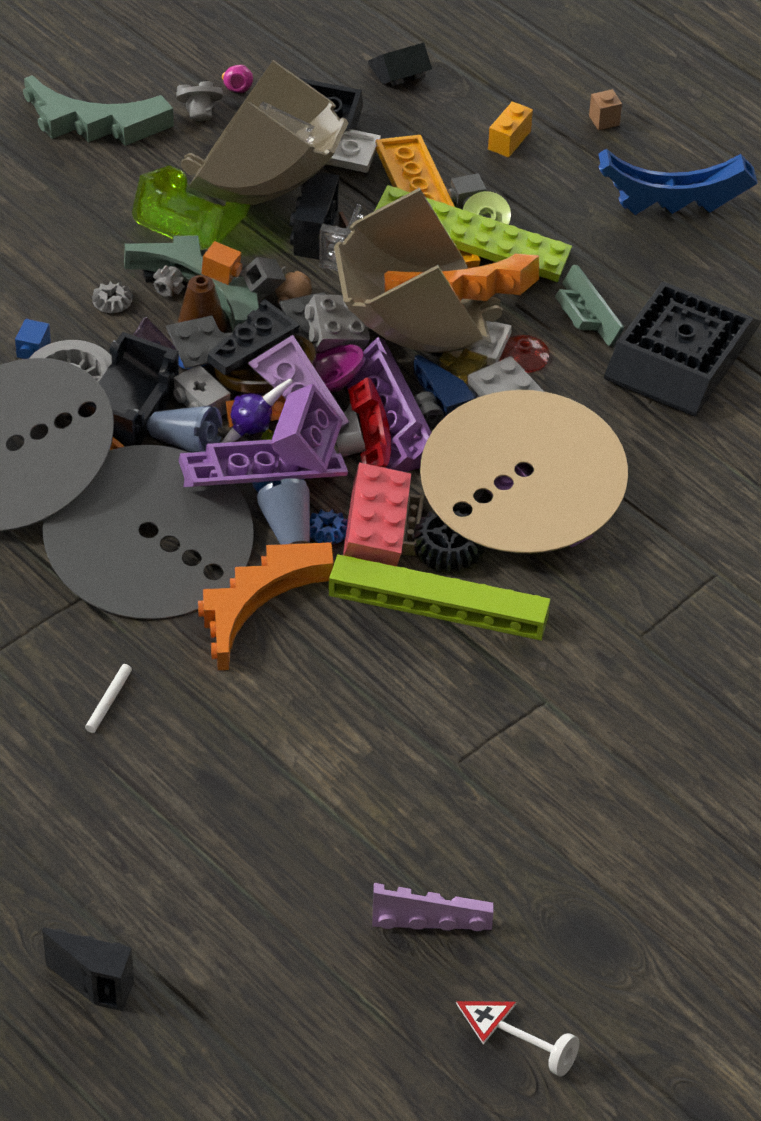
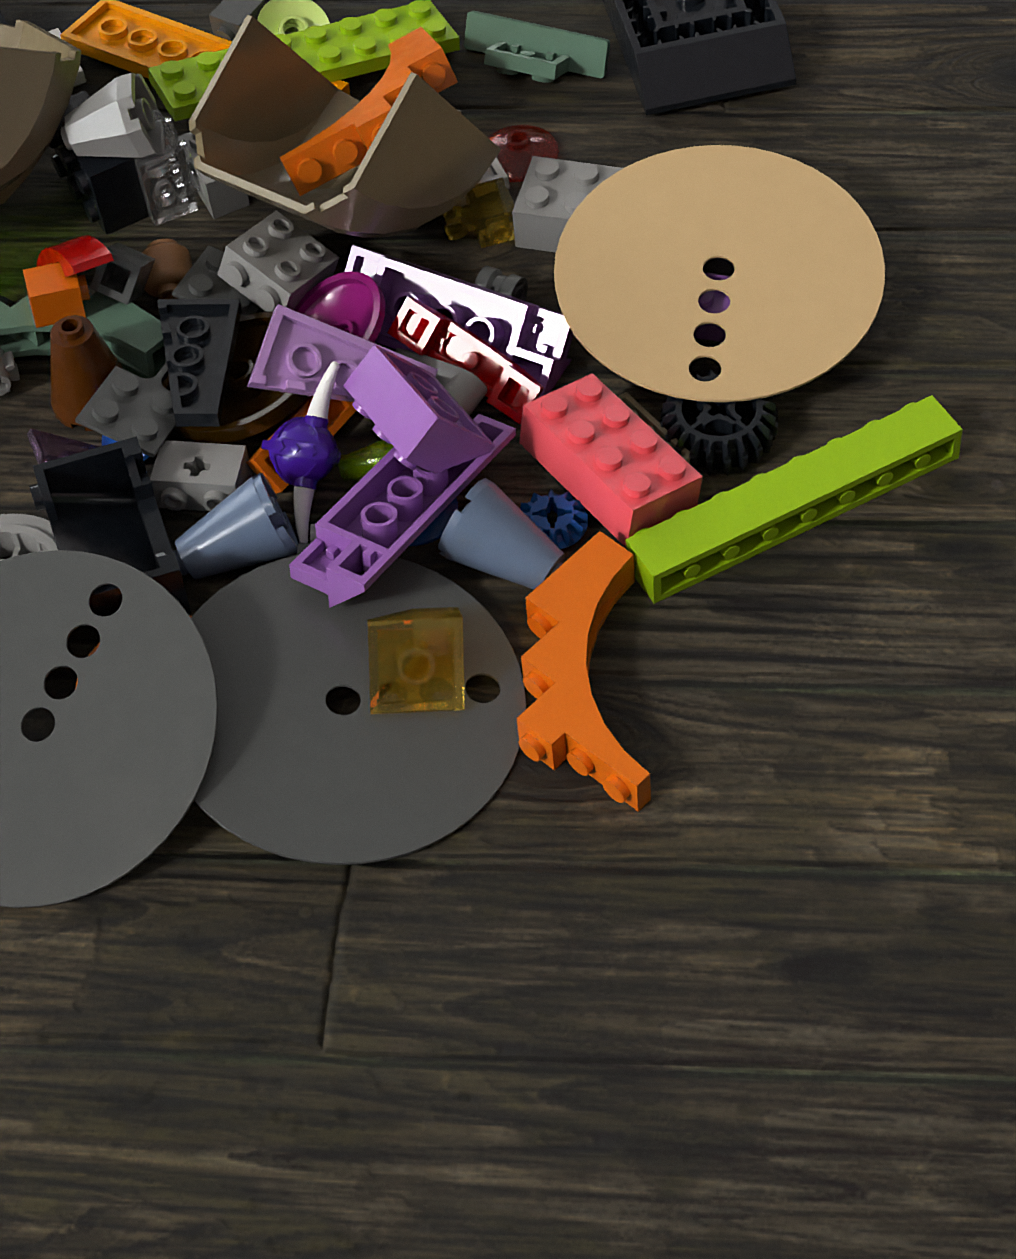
camera: 35 degrees left, 5 degrees up
(108, 698) = (552, 970): white bar -> none
(192, 535) = (416, 661): none -> clear yellow slope
(244, 251) = (76, 255): none -> red slope
(326, 201) = (116, 122): none -> light grey cone
(446, 387) = (504, 247): dark blue slope -> none

